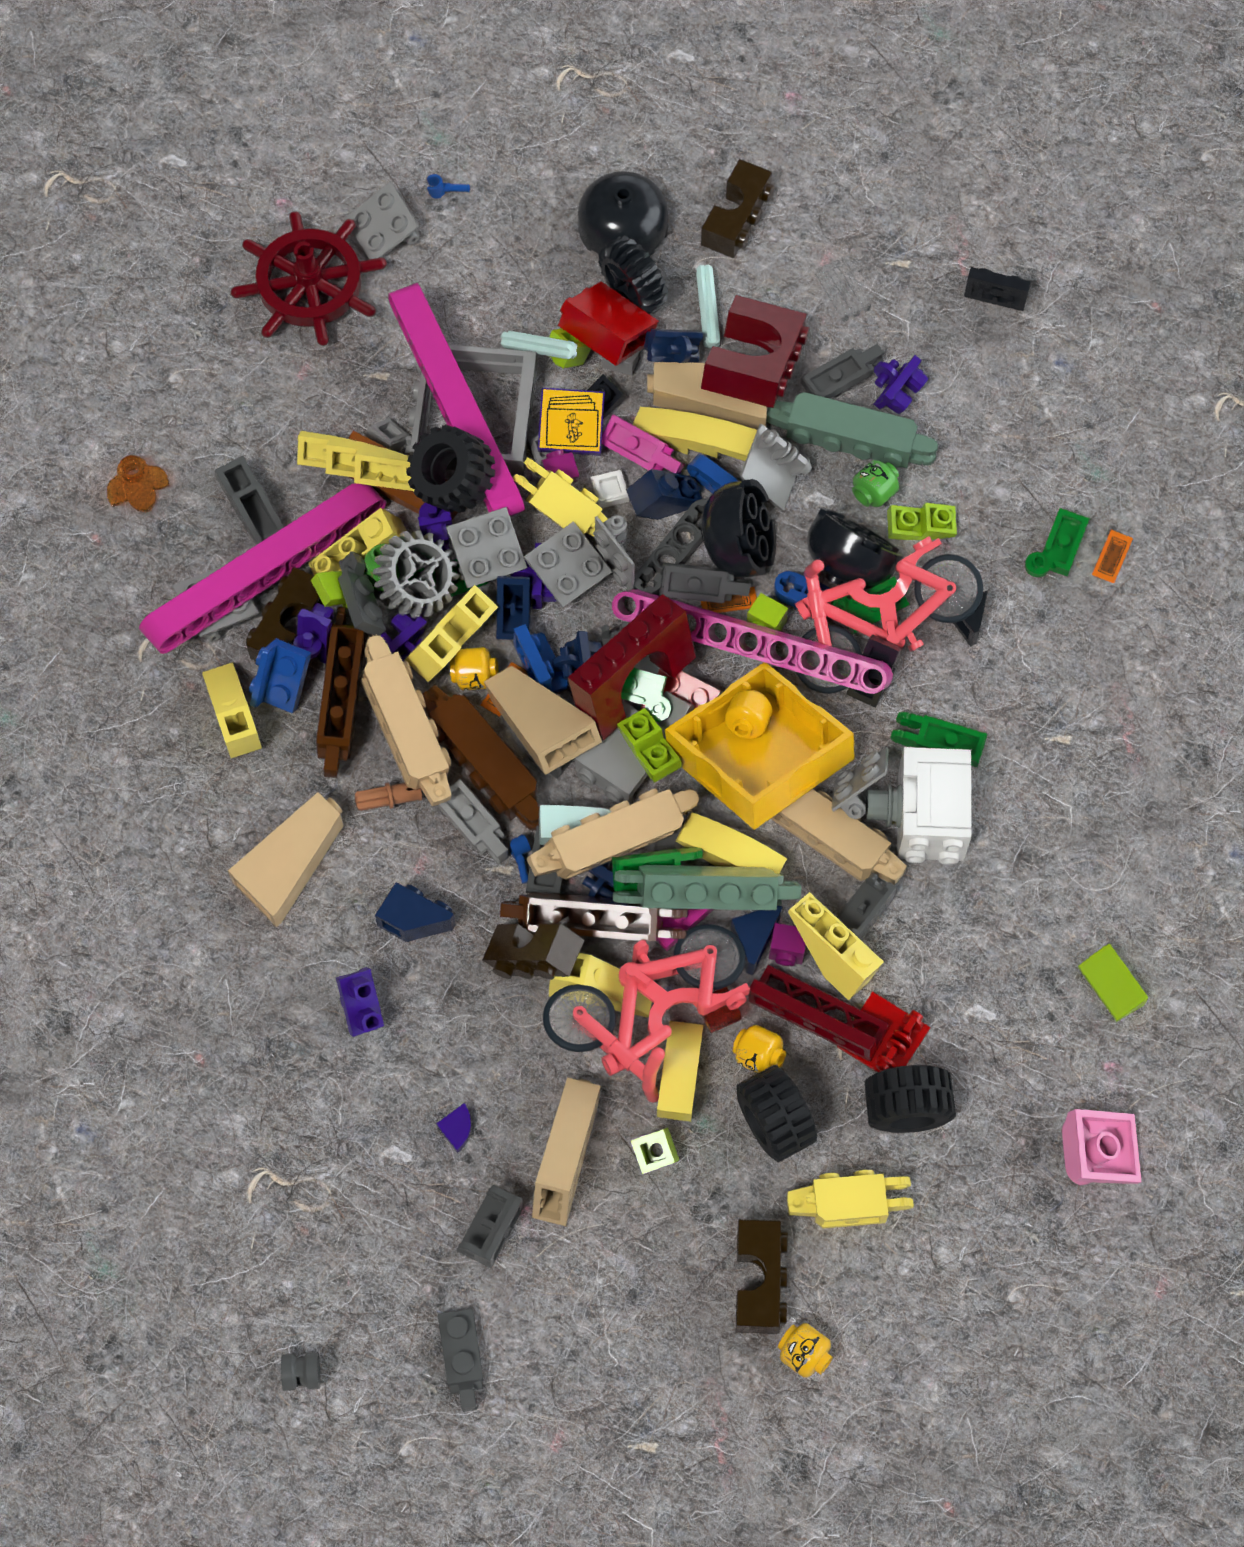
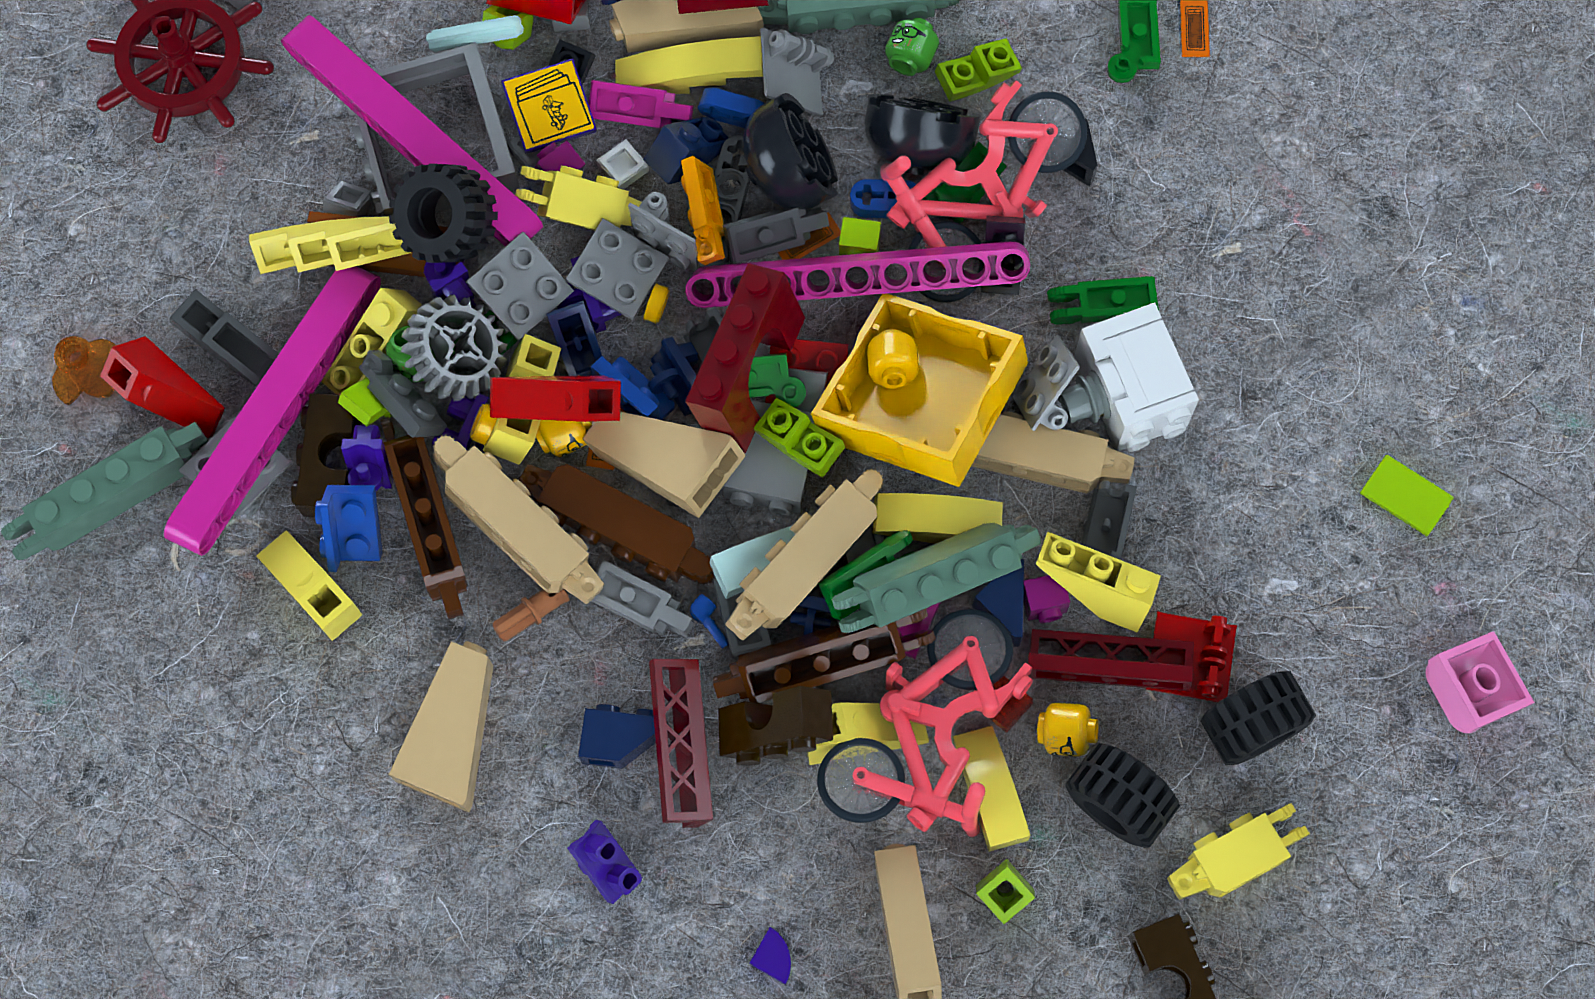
camera: 20 degrees left, 5 degrees up
(111, 579) = (104, 490): none -> sand green hinge
(185, 517) = (159, 385): none -> red slope
(413, 639) = (482, 425): none -> yellow tile
(464, 937) = (687, 739): none -> dark red fence
(474, 639) = (556, 398): none -> red slope
(588, 603) = (656, 303): none -> yellow tile
(655, 545) = (704, 209): none -> light orange hinge

